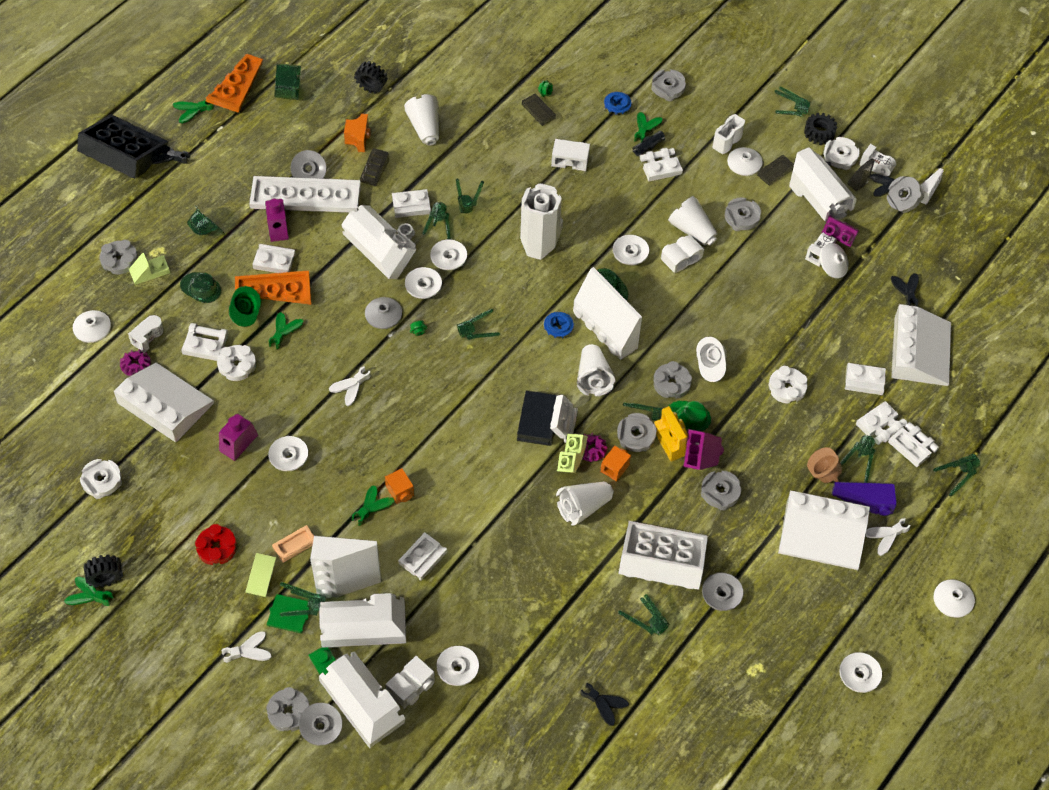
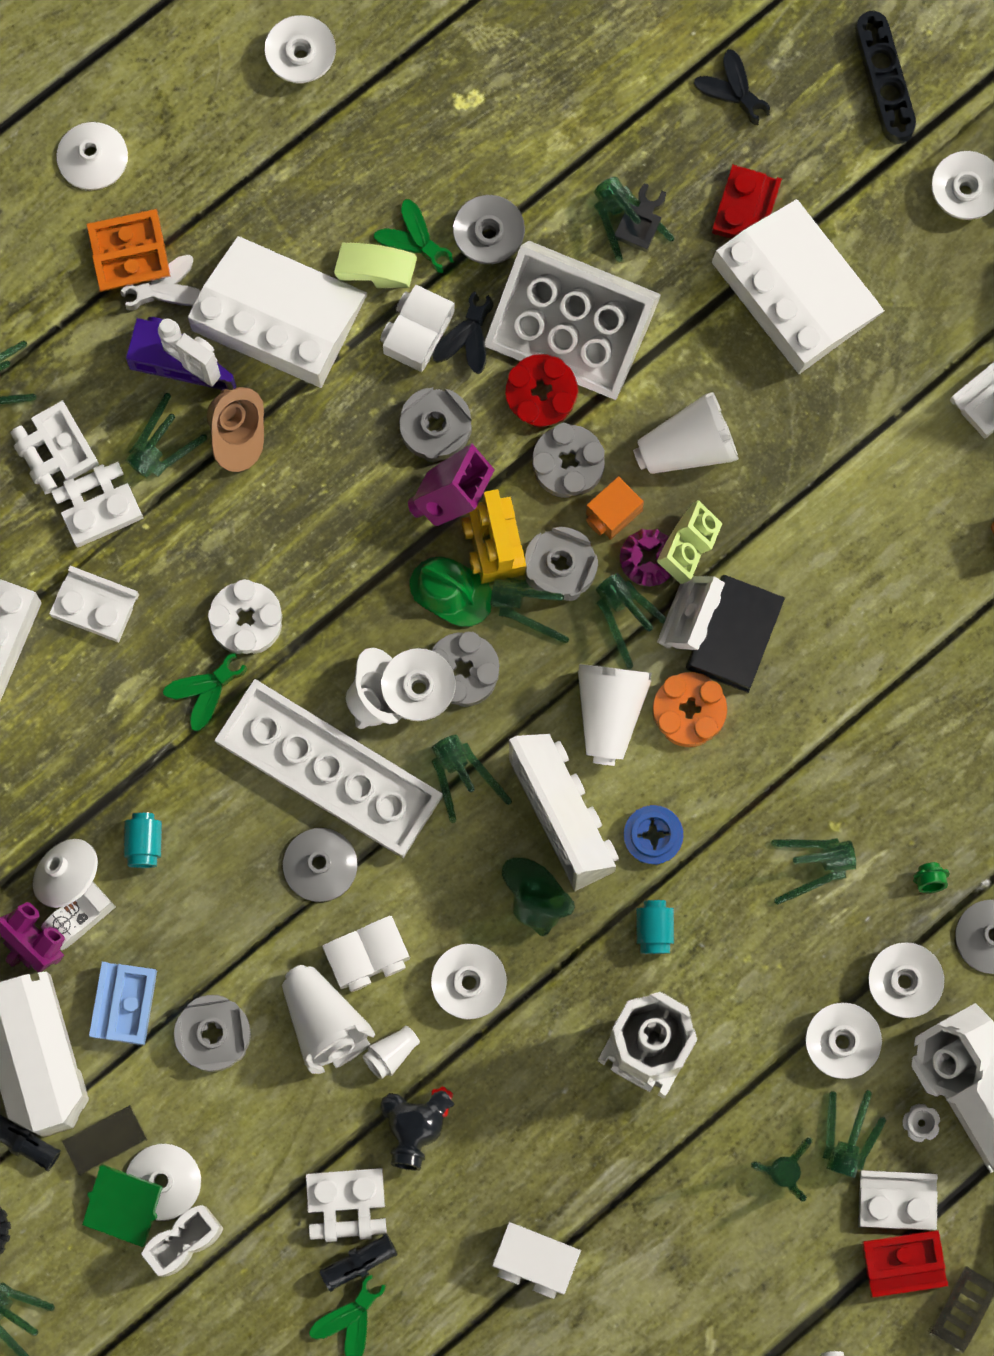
camera: 165 degrees left, 20 degrees up
(404, 178) = (904, 1263): none -> red plate
(518, 724) = (889, 76): none -> black beam
(544, 592) = (796, 285): none -> white slope
(548, 285) = (655, 927): none -> teal brick
(557, 373) = (703, 725): none -> orange plate
(581, 636) = (745, 201): none -> red plate
(603, 423) = (618, 595): none -> clear green plant
(638, 613) = (641, 235): none -> black plate
(639, 193) = (415, 1125): none -> black animal
(648, 495) = (573, 480): none -> light grey plate
(658, 219) = (389, 1053): none -> white cone
(666, 340) = (452, 756): none -> clear green plant
(672, 506) = (559, 401): none -> red plate
(692, 355) = (418, 667): none -> white dish
(715, 295) = (323, 883): none -> light grey dish
(716, 539) = (468, 334): none -> black piece
(725, 325) = (328, 768): none -> white plate
(745, 534) = (417, 328): none -> white brick
(759, 146) = (122, 1205): none -> green piece
(762, 585) = (416, 240): none -> green piece
(778, 561) = (381, 264): none -> yellowish green slope
(787, 218) = (123, 1003): none -> light blue plate
(795, 352) = (207, 687): none -> green piece
(802, 280) = (142, 840): none -> teal brick
(859, 476) = (194, 354): none -> white plate
(914, 548) = (128, 250): none -> orange slope

